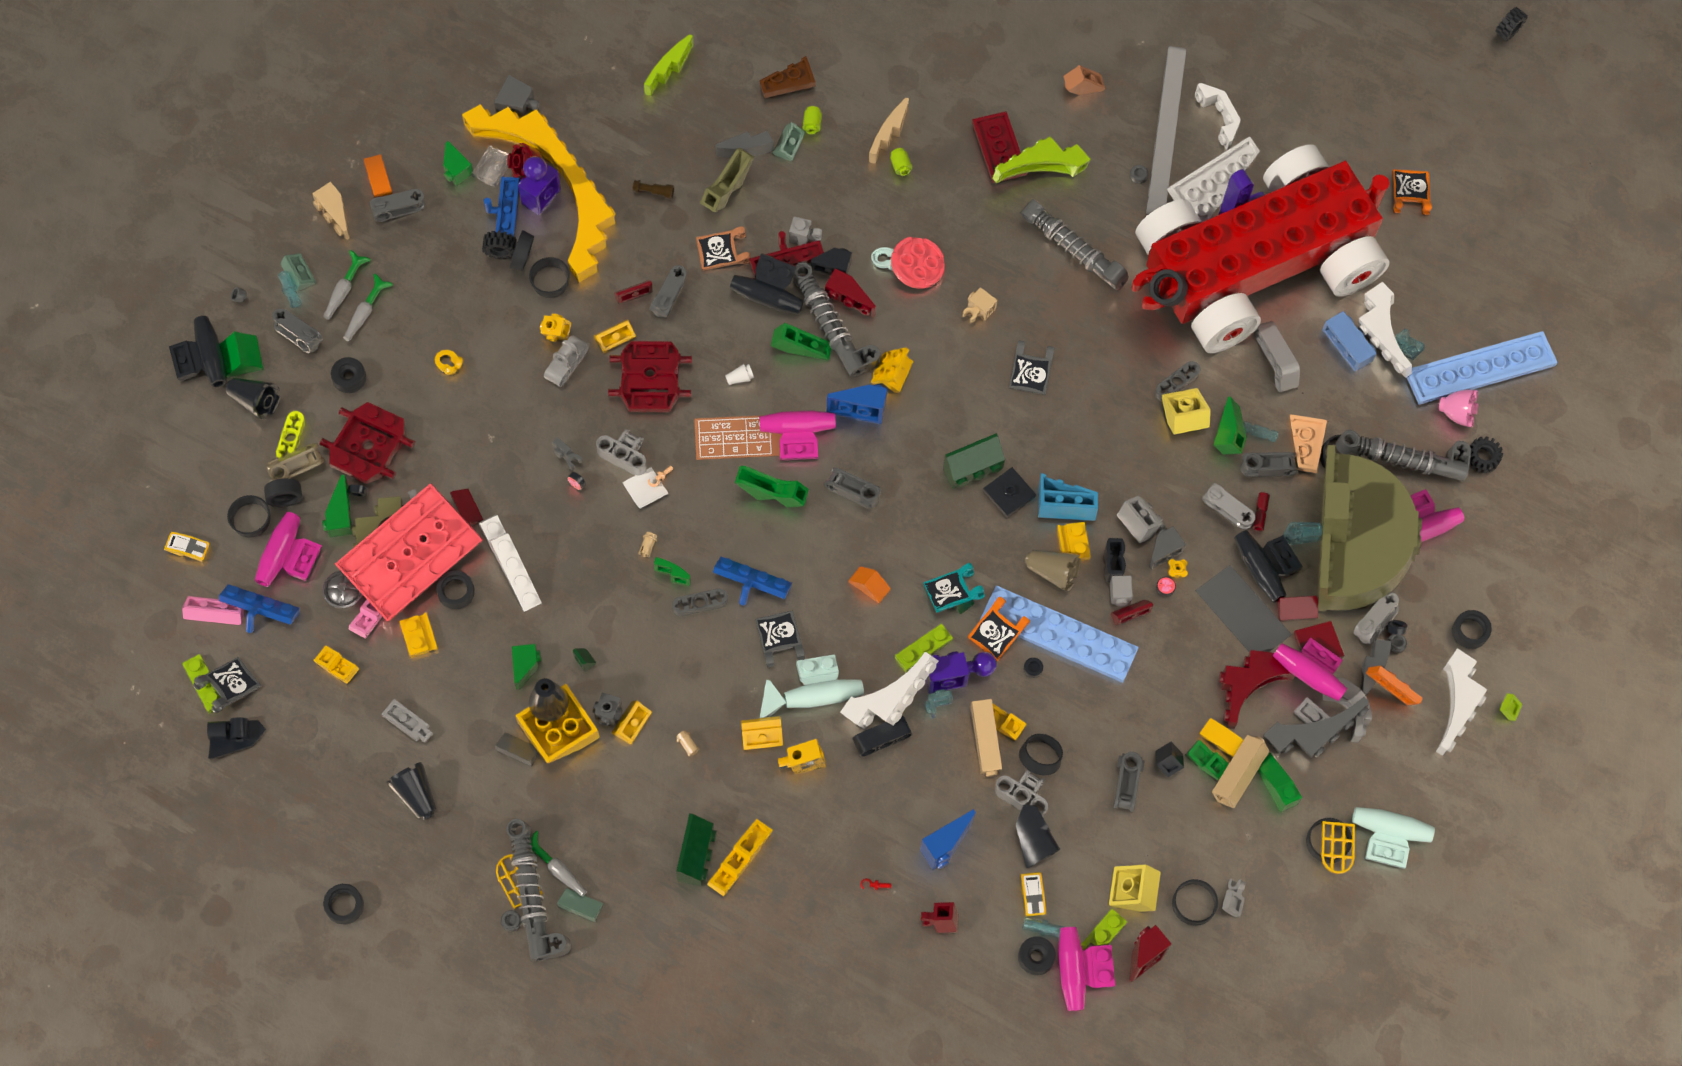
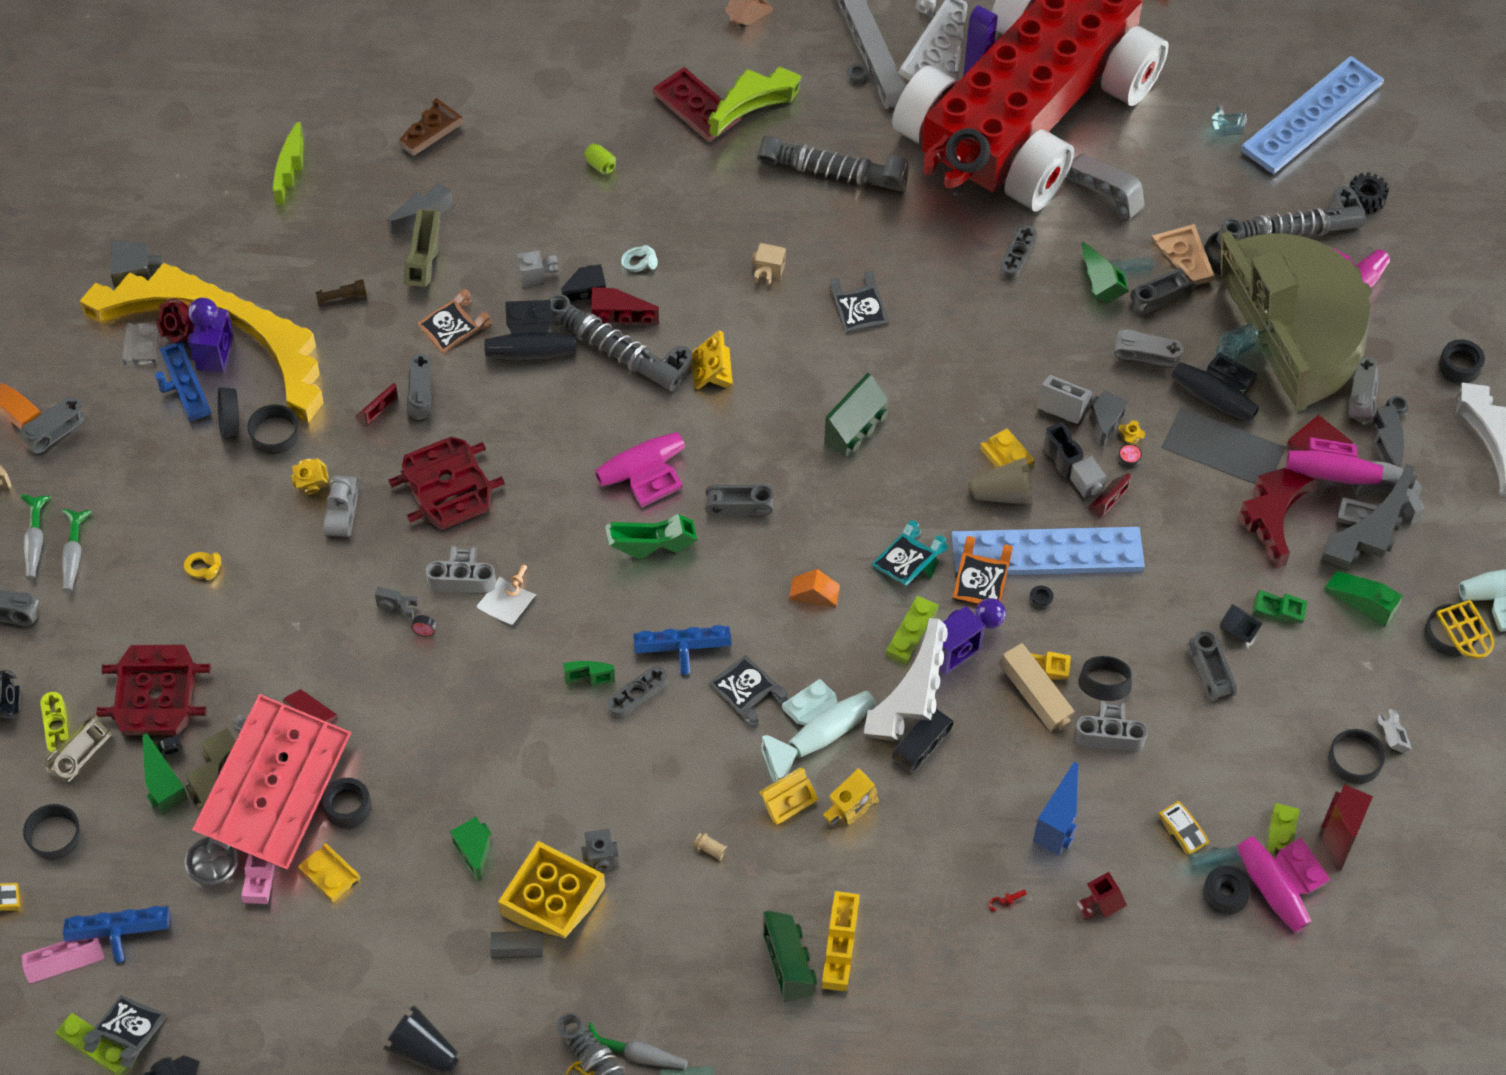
camera: 25 degrees left, 10 degrees down
(283, 492) = (81, 785): black tyre -> none
(286, 552) = (118, 850): dark pink plate -> none
(336, 664) = (247, 950): yellow slope -> none
(348, 385) = (90, 615): black tyre -> none
(407, 721) = (369, 972): light grey hinge -> none
(455, 165) = (100, 357): green slope -> none
(499, 245) = (197, 417): black tyre -> none
(510, 562) = (396, 740): white arch -> none
(548, 700) = (529, 865): black cone -> none
(583, 658) = (538, 811): dark green slope -> none
(615, 335) = (381, 459): yellow slope -> none
(631, 722) = (632, 853): yellow slope -> none
(647, 545) = (542, 650): tan pin -> none
(733, 438) = (577, 507): nougat sticker -> none
(740, 375) = (548, 438): white cone -> none
(789, 142) = (465, 188): sand green slope -> none
(792, 255) = (542, 290): dark red plate -> none
(799, 342) = (590, 378): green slope -> none
(812, 120) = (479, 156): lime brick -> none
(859, 403) = (699, 409): blue slope -> none
(891, 127) = (570, 131): tan slope -> none
(917, 262) = (676, 248): coral tile -> none
(937, 699) = (960, 674): clear light blue bracket -> none
(1009, 492) = (909, 434): black plate -> none
(1034, 836) = (1149, 765): black panel -> none
(1066, 501) = (976, 414): dark azure wedge -> none
(1135, 888) = (1286, 770): light yellow slope -> none
(1186, 411) = (1047, 275): light yellow slope -> none
(1221, 737) = (1282, 576): yellow slope -> none
(1240, 771) = (1322, 601): tan brick -> none
(1261, 509) = (1178, 333): dark red piece -> none
(1298, 608) = (1277, 417): dark red slope -> none
(1349, 341) = (1168, 142): medium blue brick -> none
(1378, 328) = (1193, 119): white arch -> none
(1393, 685) = (1424, 445): orange plate -> none
(1397, 627) = (1388, 391): black tile -> none
(1460, 406) = (1317, 156): bright pink piece -> none

